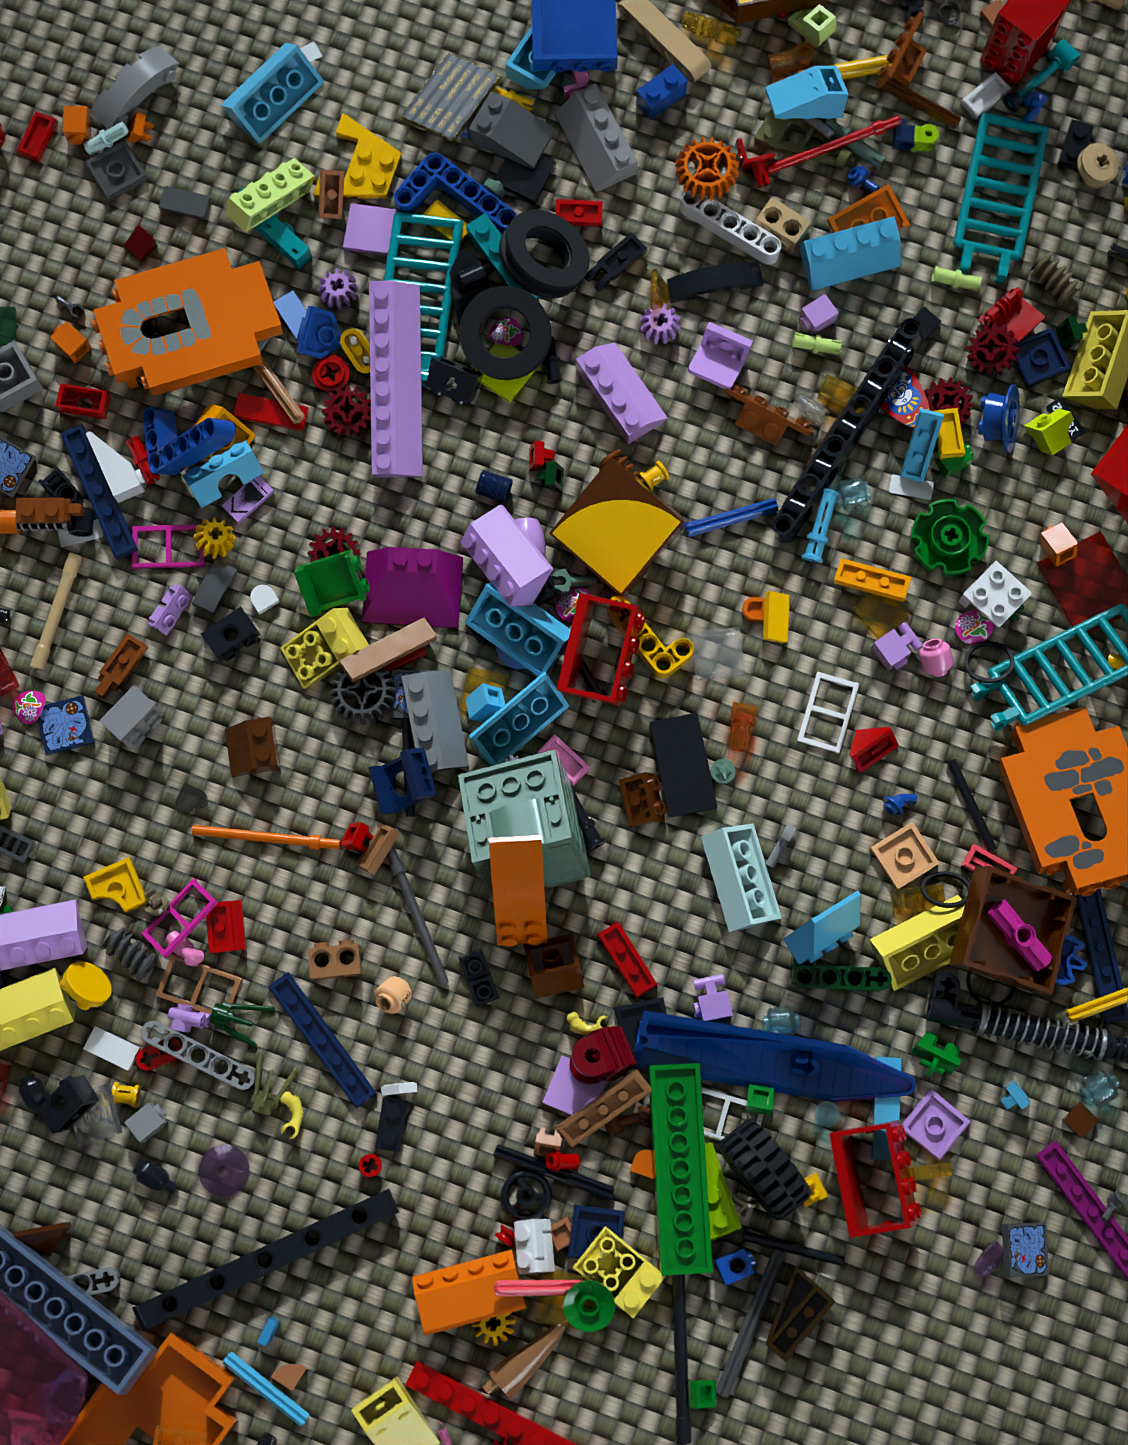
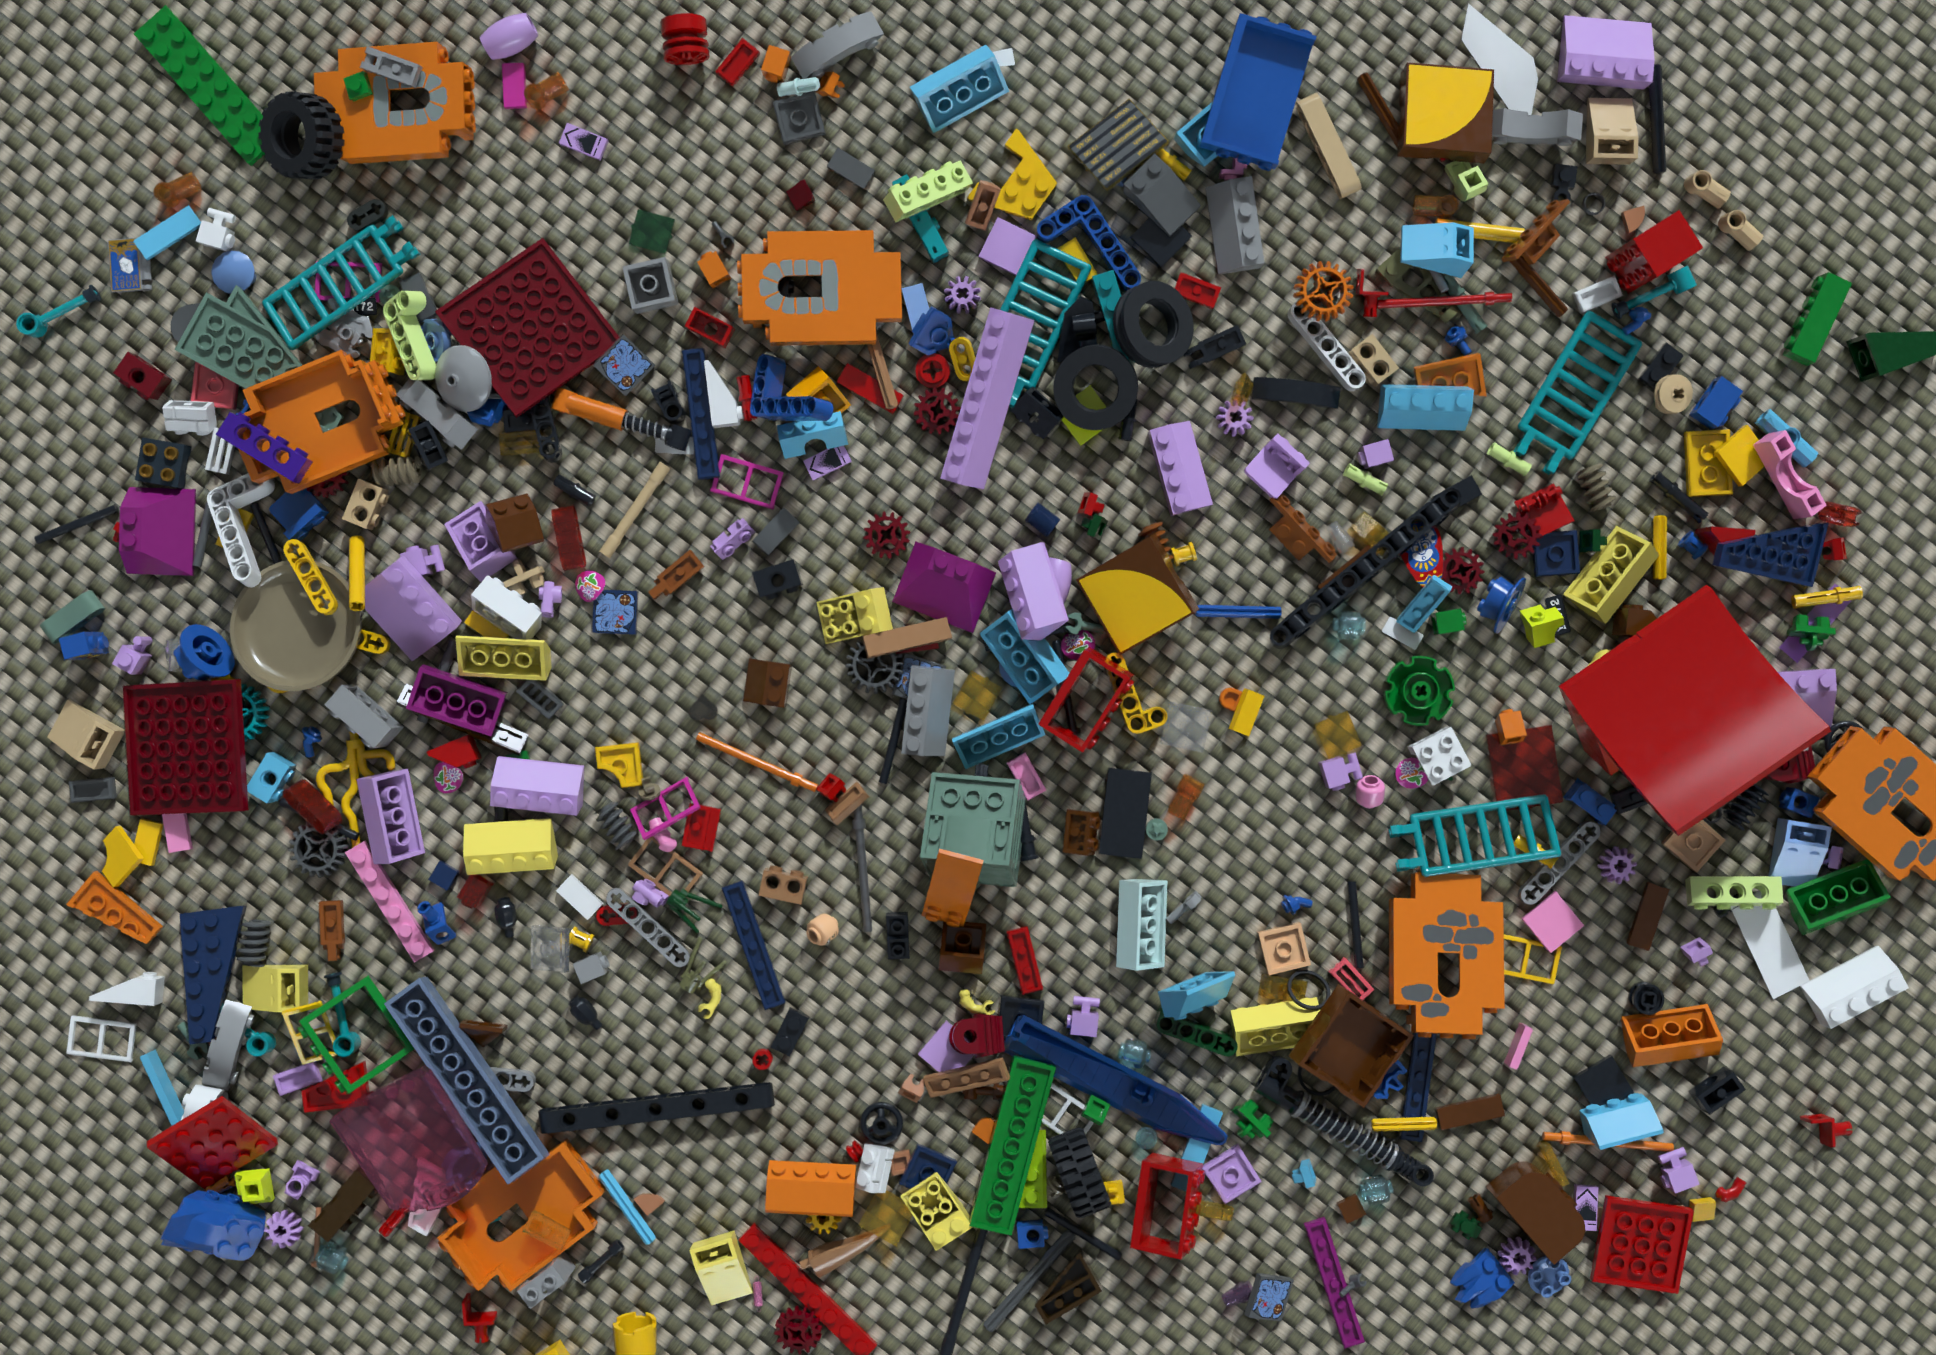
camera: 25 degrees right, 10 degrees up
(46, 510) = (650, 421): dark orange hinge -> none
(67, 1103) = (530, 934): black brick -> none
(86, 984) = (573, 841): yellow tile -> none
(132, 717) = (673, 627): light grey brick -> none
(223, 536) = (779, 485): yellow gear -> none
(236, 1165) = (647, 1014): clear purple dish -> none
(263, 598) = (814, 554): white tile -> none
(269, 1331) = (642, 1164): dark azure tile -> none
(331, 582) = (876, 562): green panel -> none
(399, 1088) = (811, 1007): white tile -> none
(418, 776) = (898, 756): dark blue panel -> none
(484, 702) = (975, 708): medium azure panel -> none
(495, 188) = (1129, 244): sand green tile -> none
(506, 332) = (1097, 381): sticker -> none
(533, 1287) = (870, 1205): coral axle -> none
(557, 1161) = (914, 1107): red pin -> none
(563, 1175) = (909, 1112): black axle -> none
(589, 1317) = (901, 1238): green dish -> none
(661, 92) = (1308, 200): blue brick -> none
(702, 1393) = (972, 1323): green plate -> none
(711, 29) = (1373, 152): clear yellow hinge -> none
(810, 707) = (1275, 815): white window -> none
(828, 497) = (1302, 654): medium azure pin -> none
(871, 746) = (1288, 848): red slope -> none
(872, 580) = (1340, 706): light orange plate -> none
(914, 137) = (1519, 315): leg -> none
(950, 435) = (1450, 608): yellow tile -> none
(989, 680) = (1415, 791): black piece -> none
(1029, 946) = (1351, 1041): dark pink piece -> none

